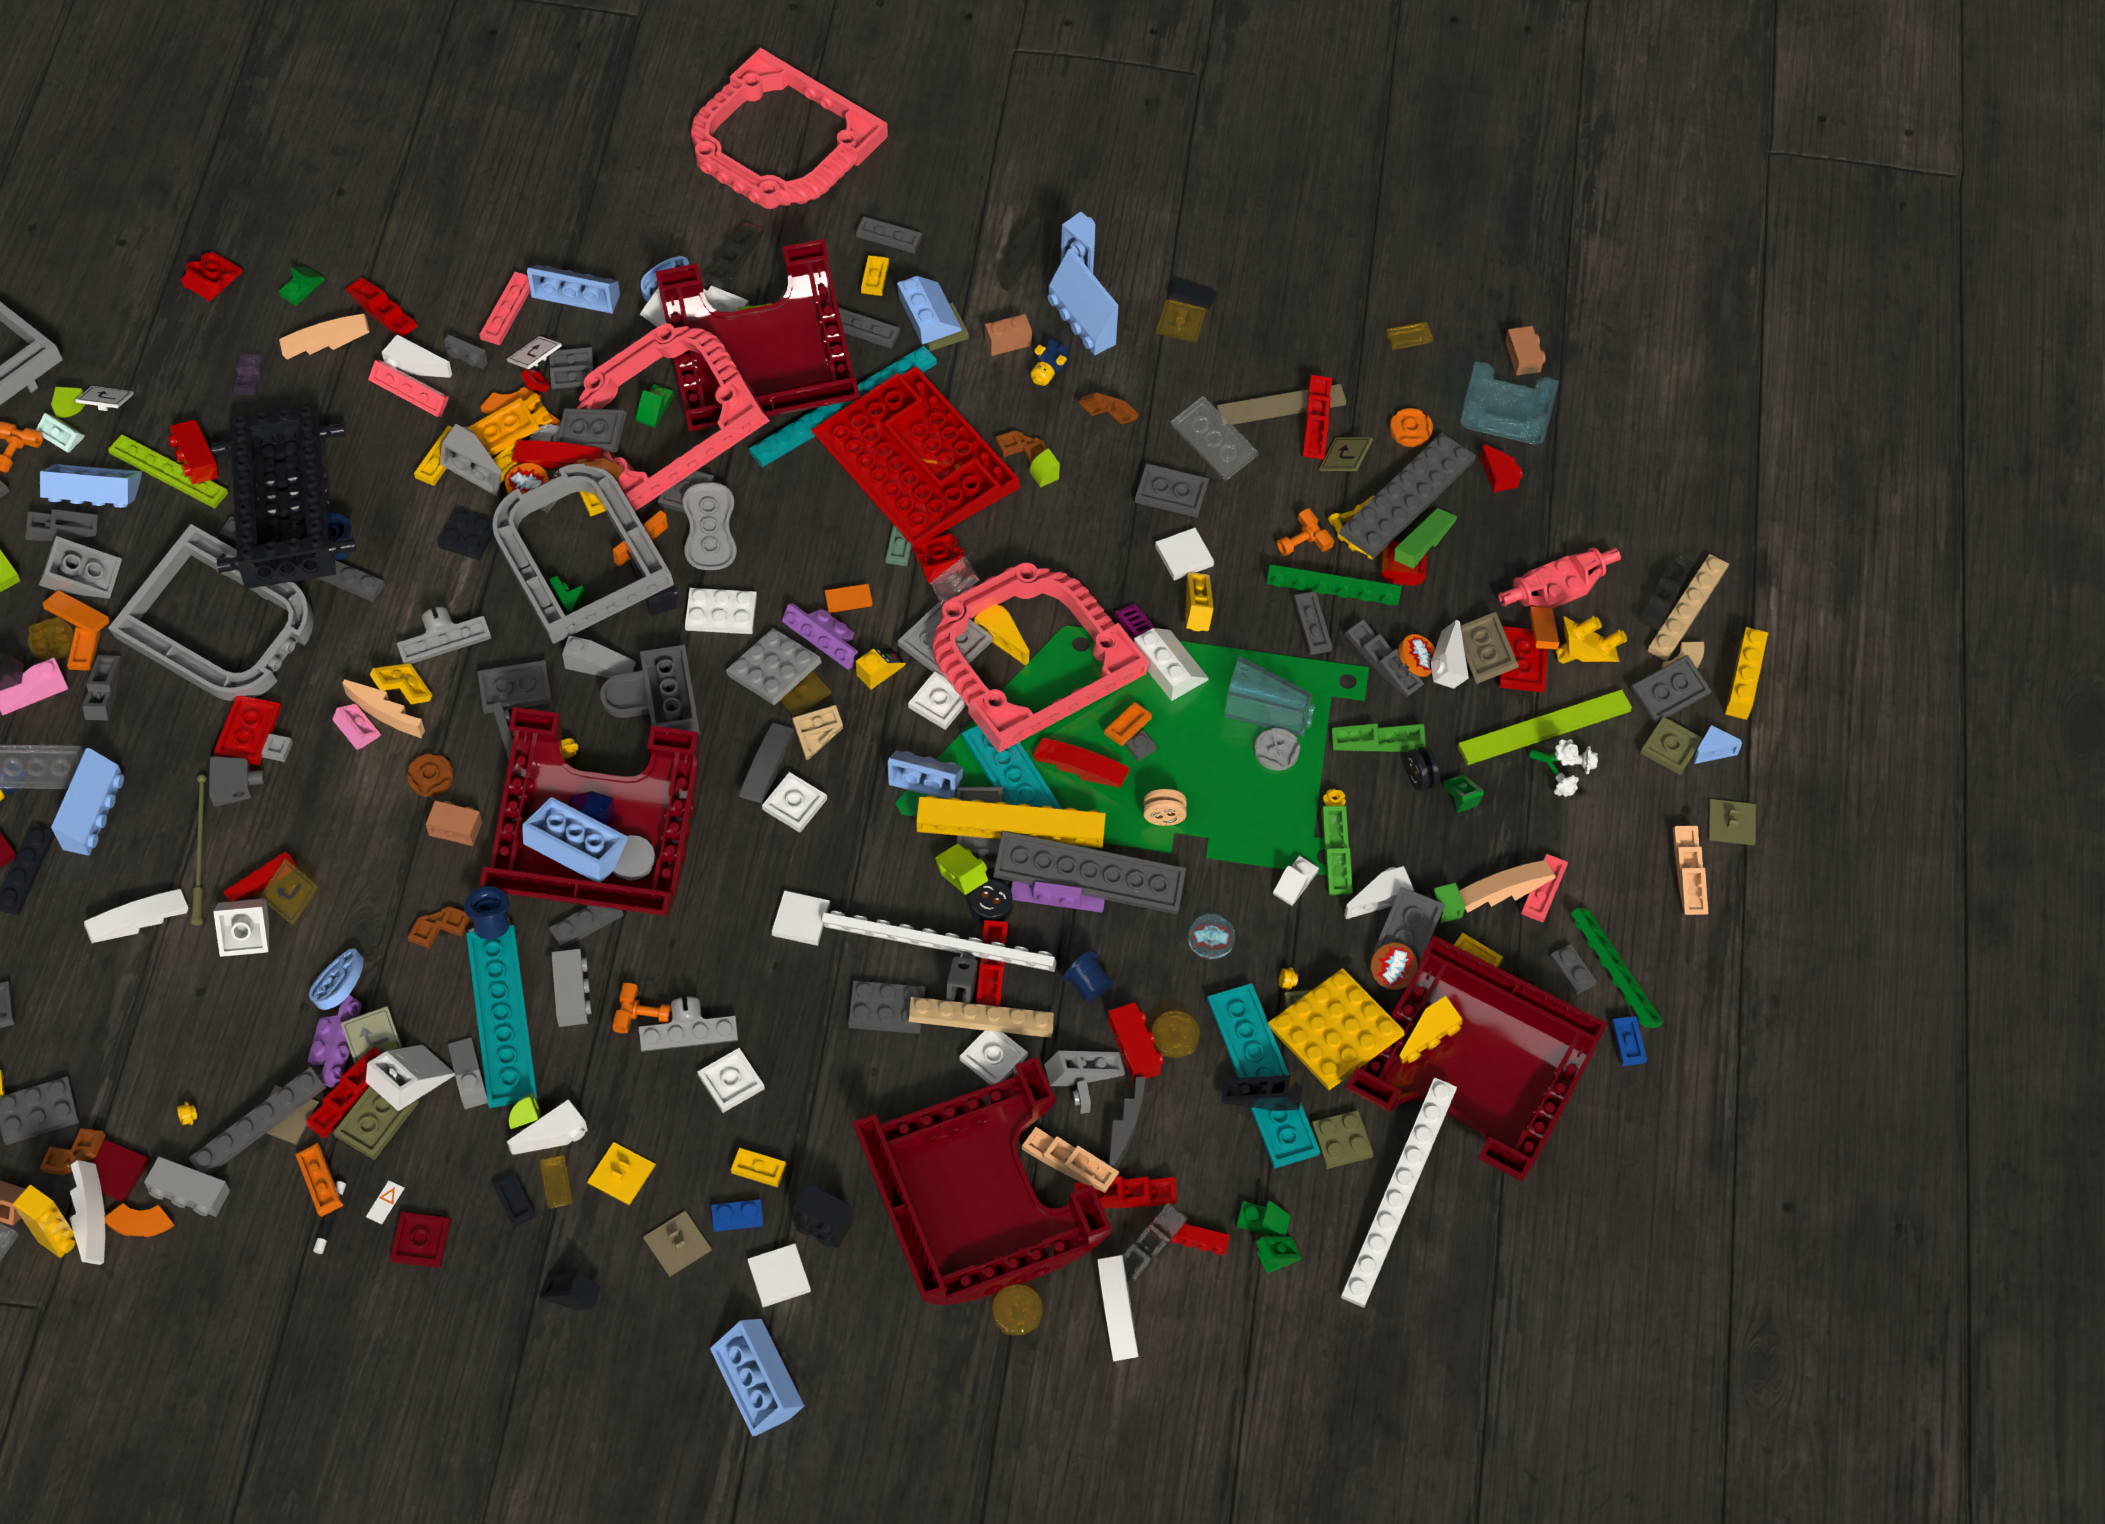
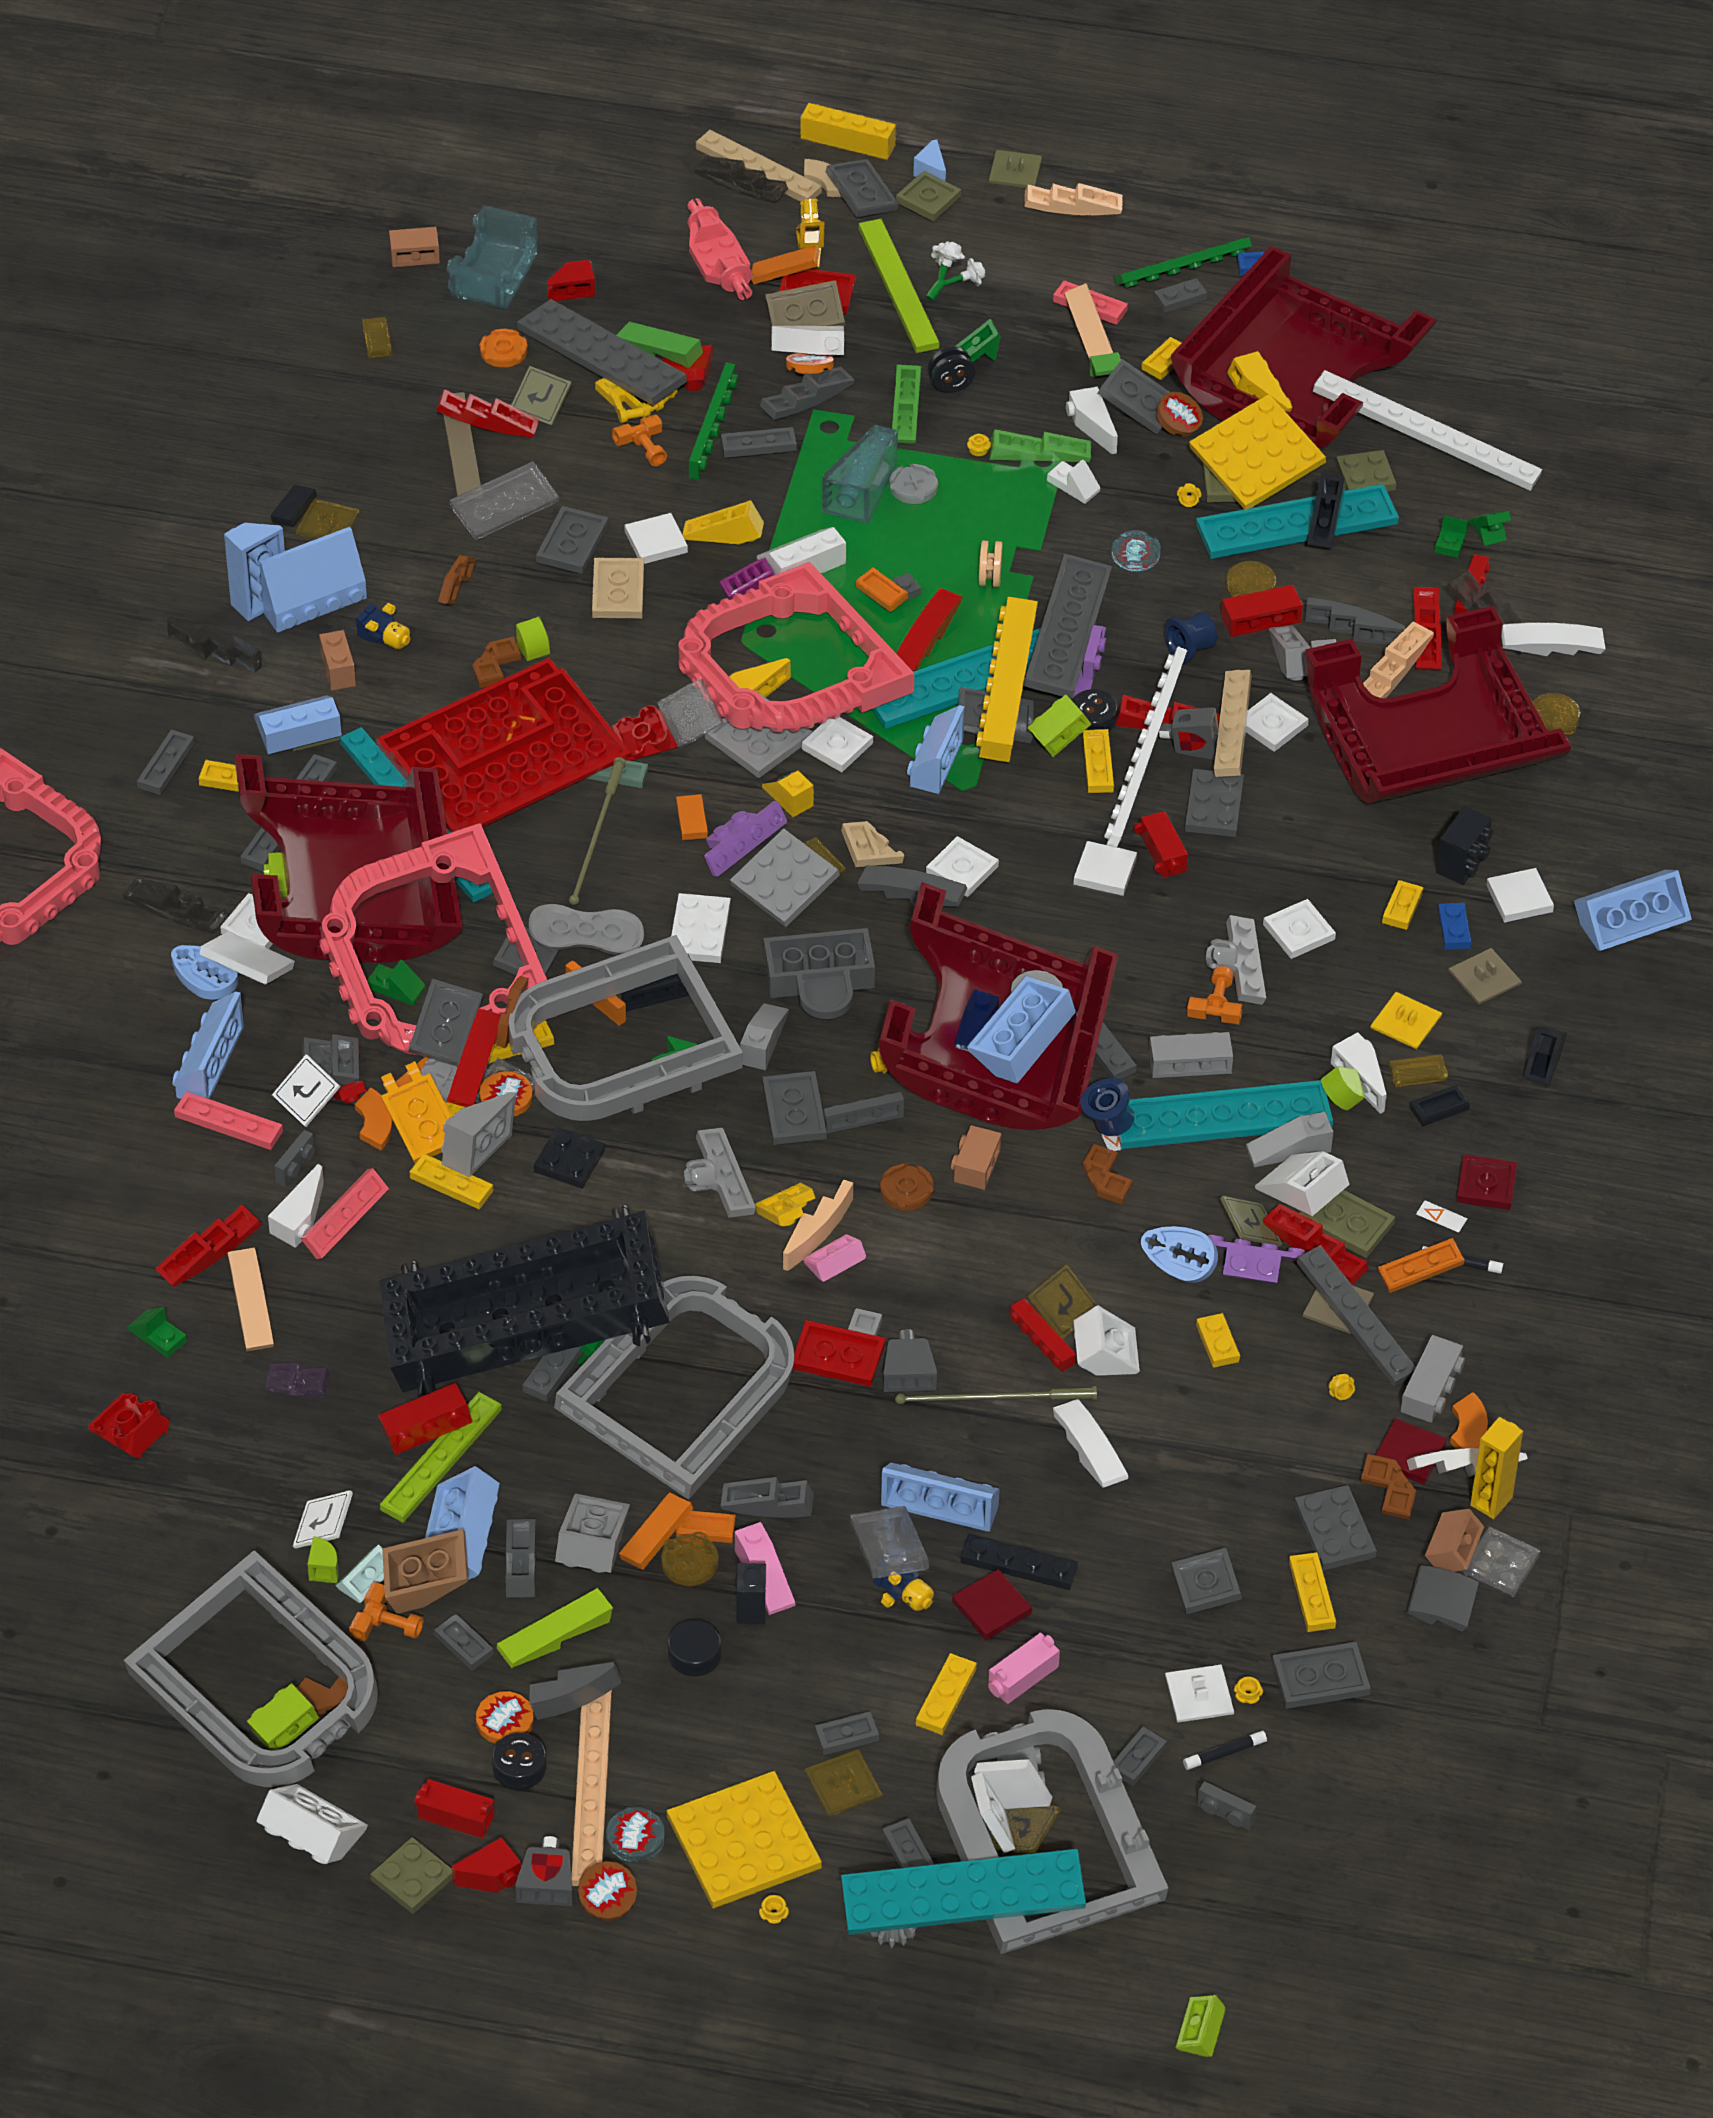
camera: 85 degrees left, 10 degrees down
(36, 452) = (424, 1570): none -> medium nougat slope
(248, 1016) = (1217, 1340): none -> yellow plate
(825, 962) = (1163, 844): none -> red brick
(876, 535) = (619, 764): none -> olive piece
(929, 907) = (1098, 761): none -> yellow plate
(1116, 527) = (618, 588): none -> tan plate

